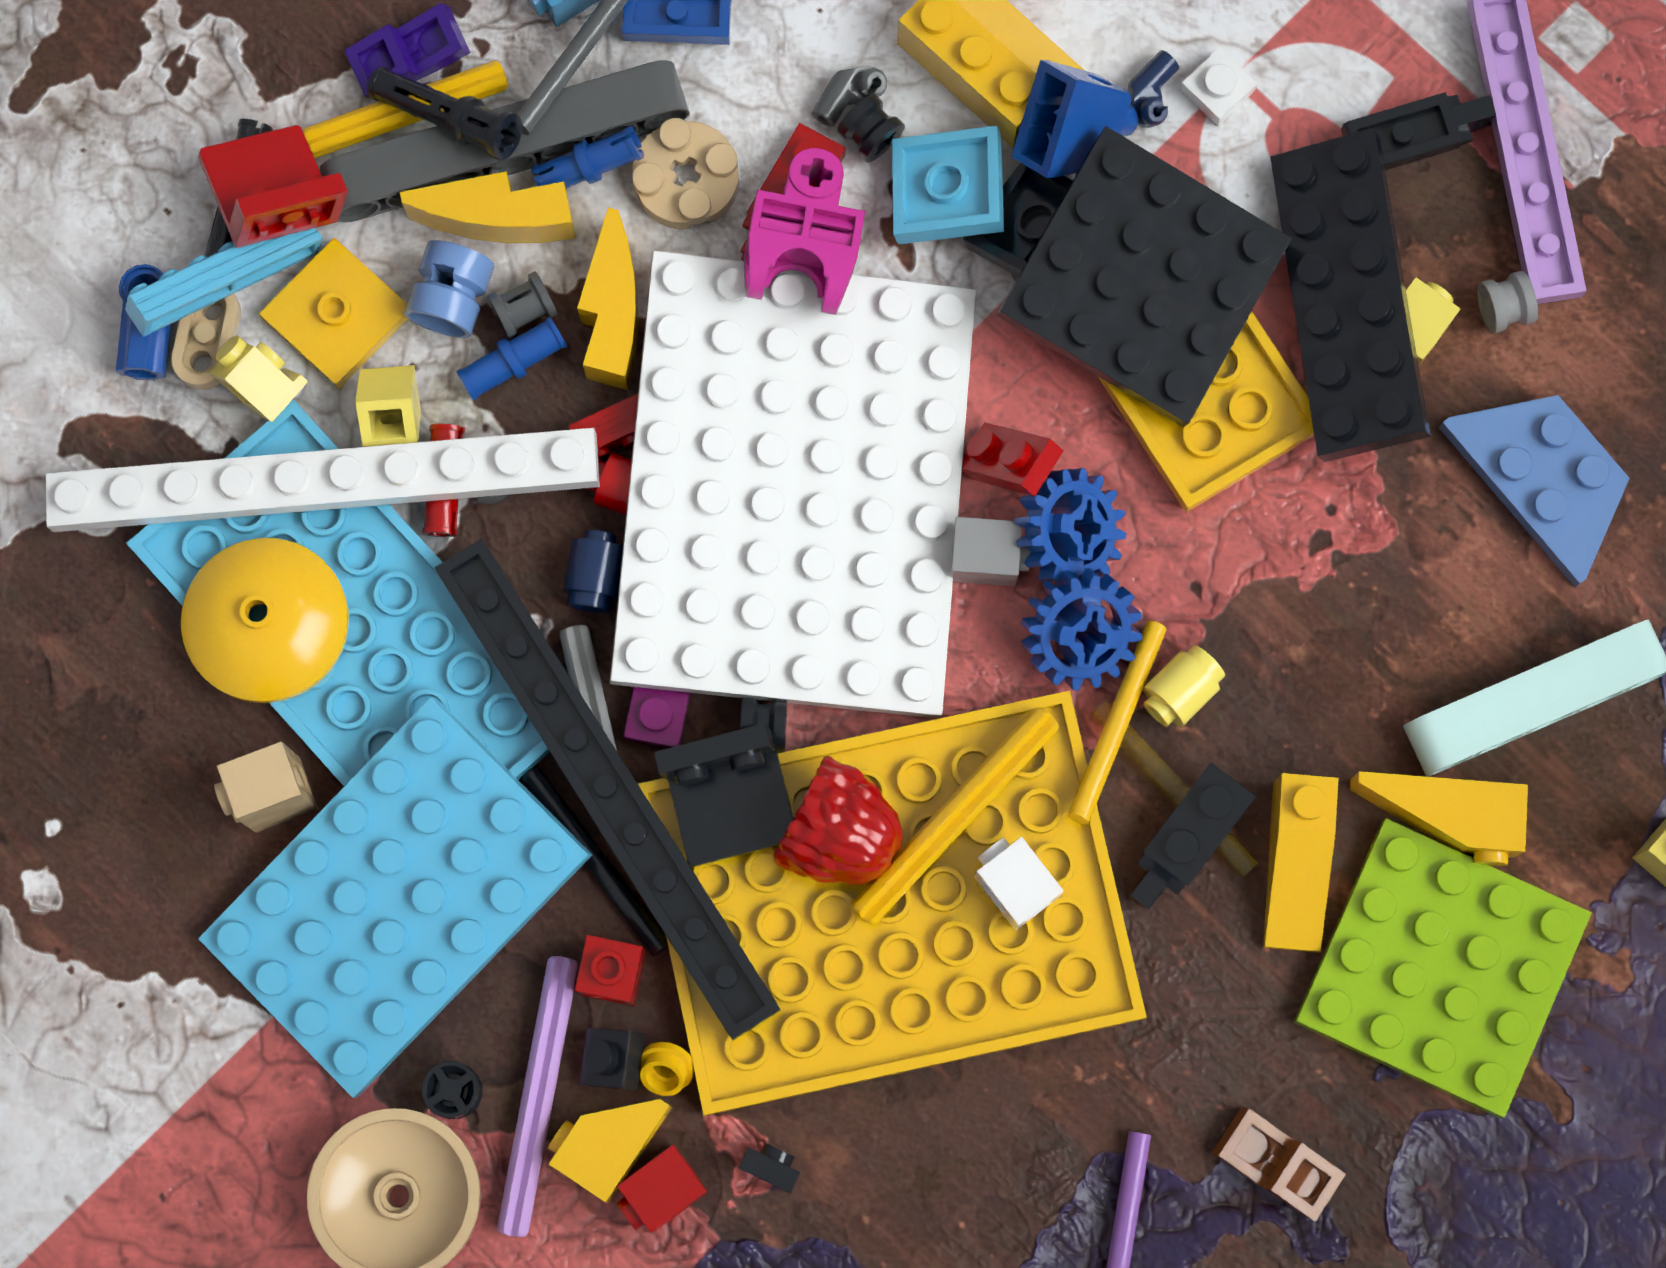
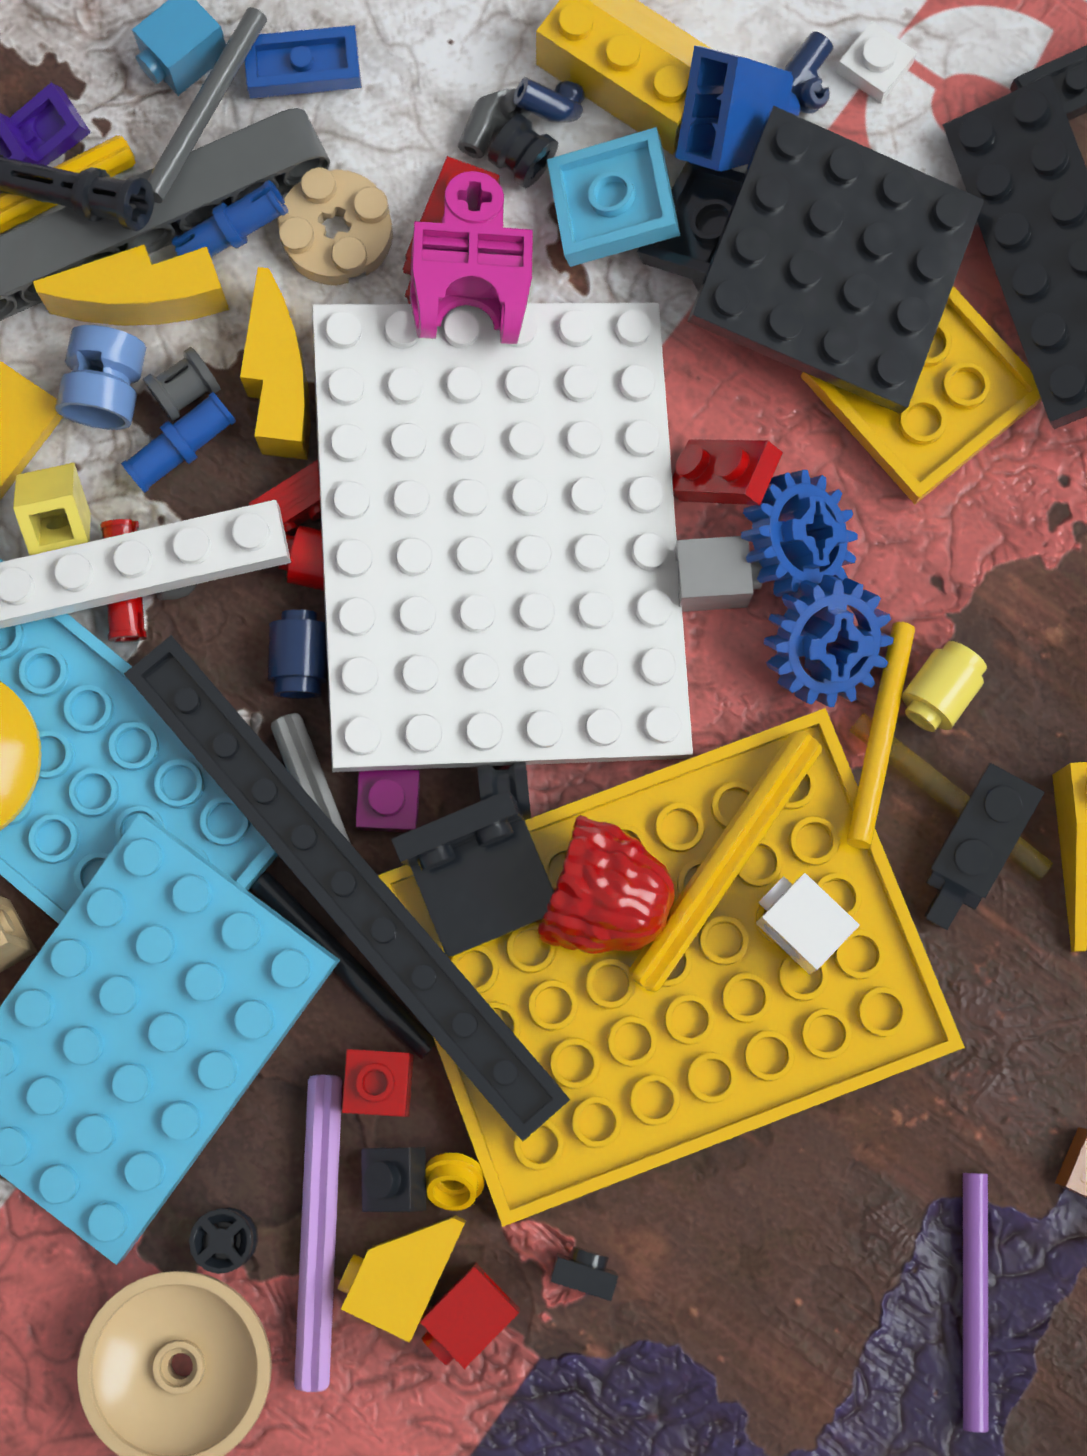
camera: 10 degrees left, 0 degrees up
(903, 89) = (550, 105): none -> dark blue arm

